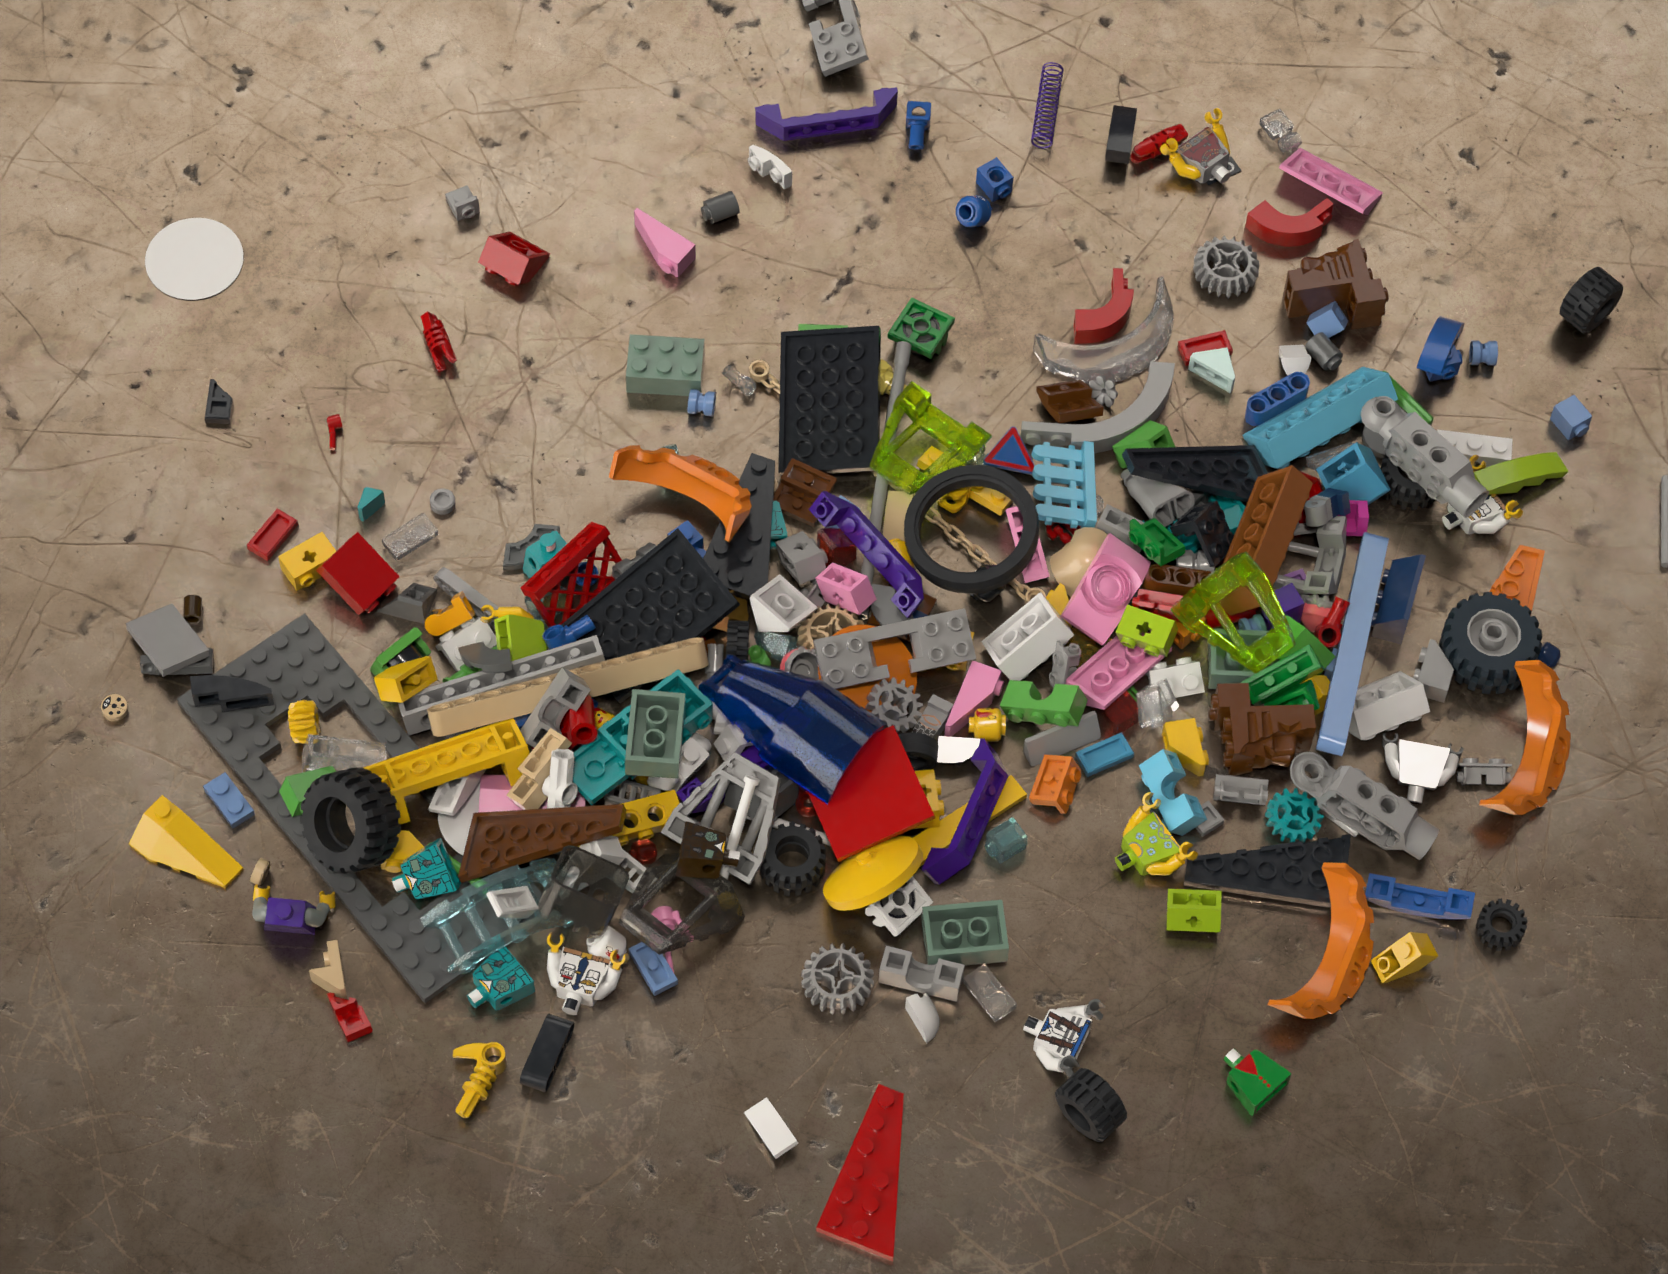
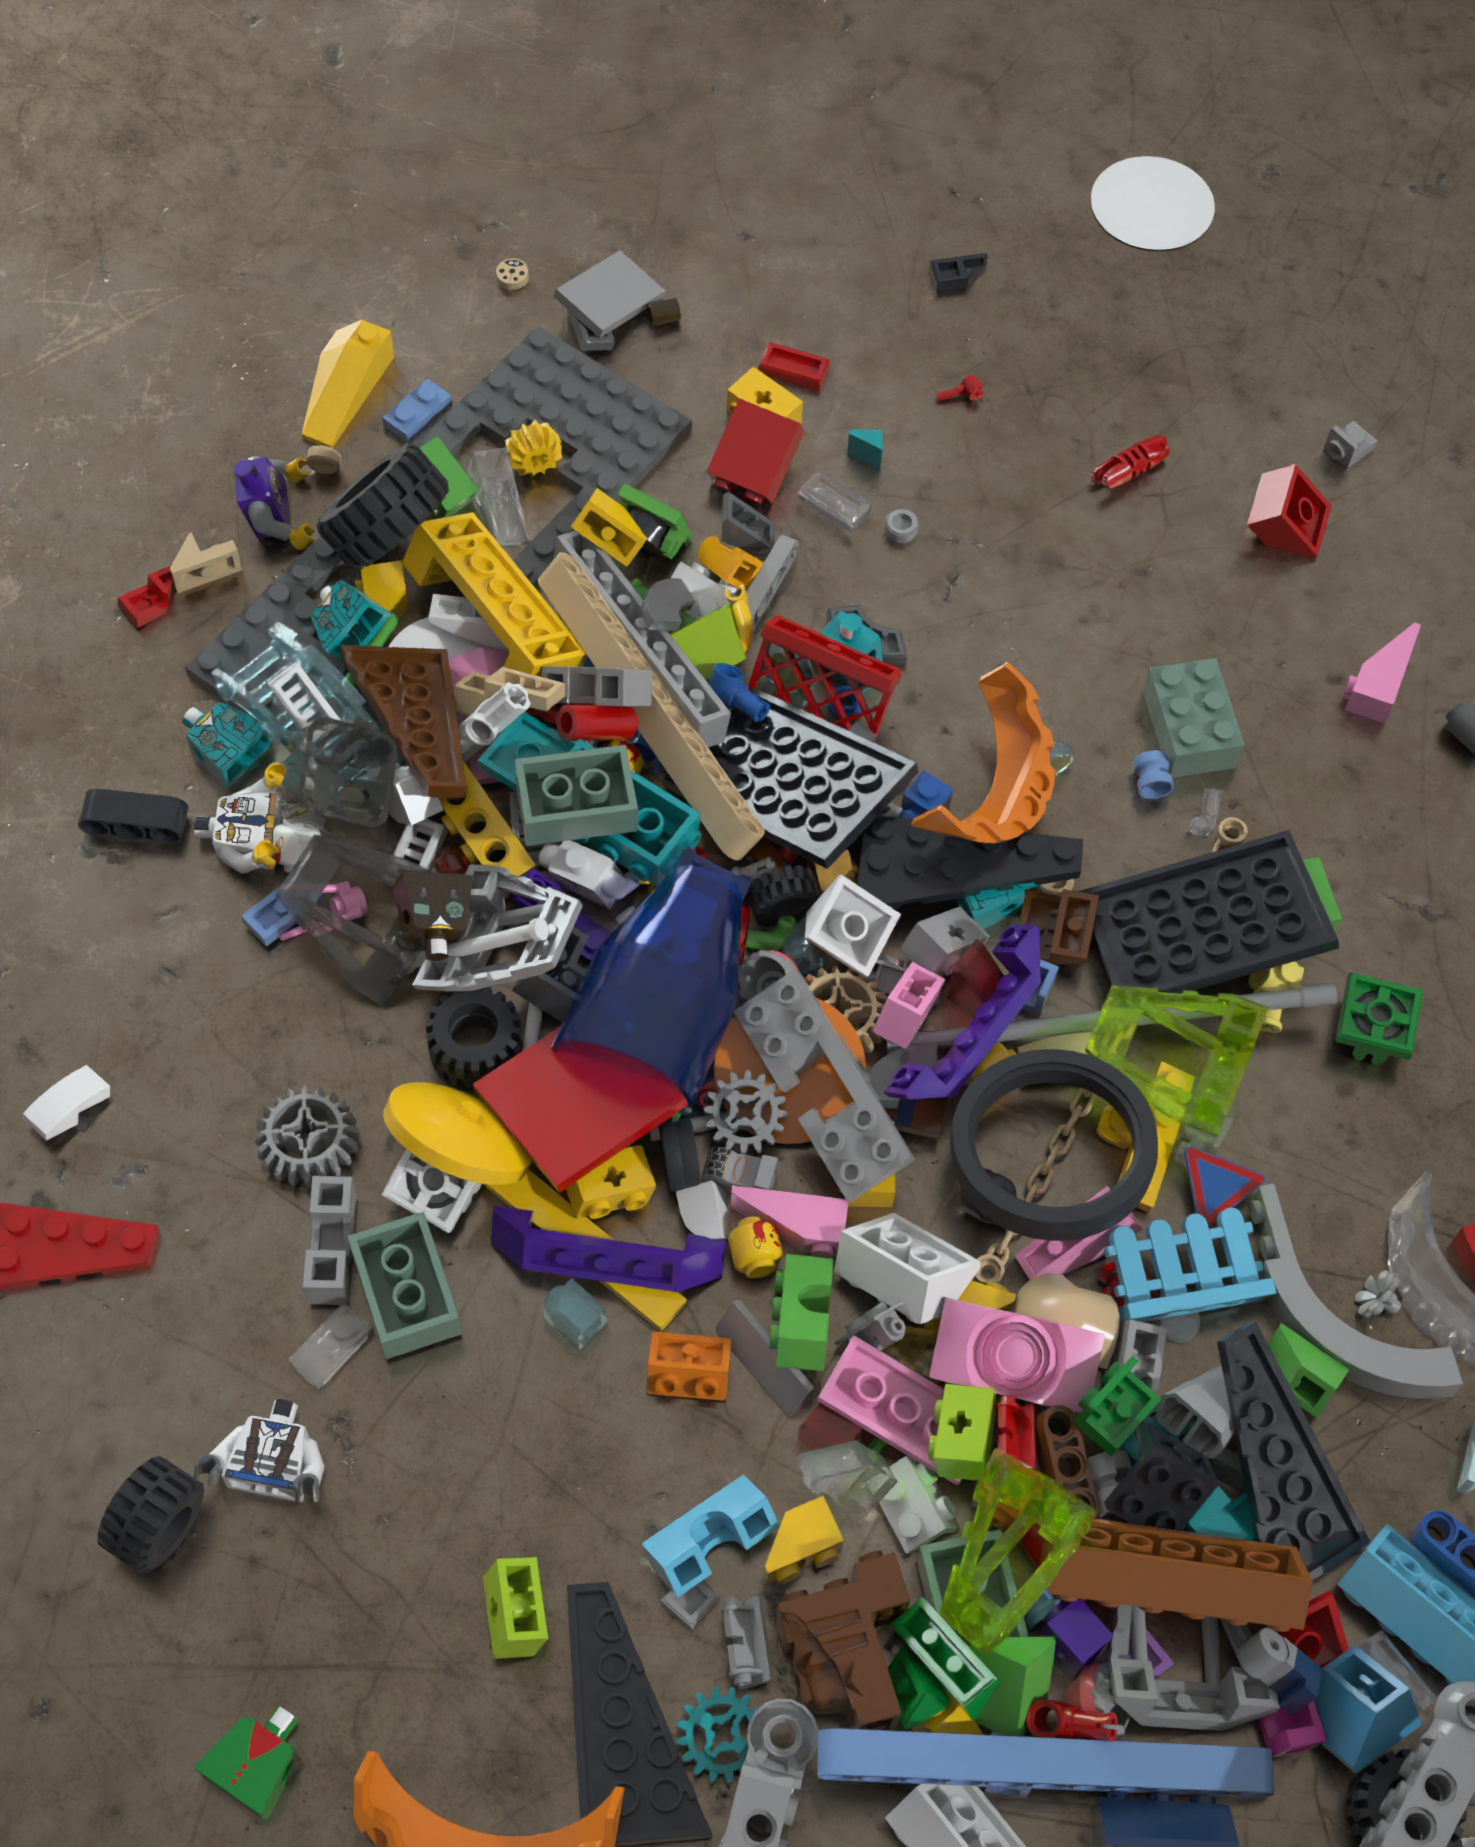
camera: 75 degrees right, 0 degrees up
(229, 692) = (545, 360): black slope -> none
(484, 1073) = (91, 752): yellow piece -> none
(923, 1015) = (274, 1263): white brick -> none
(1069, 401) = (1340, 1248): reddish brown slope -> none
(1104, 754) = (759, 1427): dark azure tile -> none
(1150, 845) = (617, 1520): torso -> none

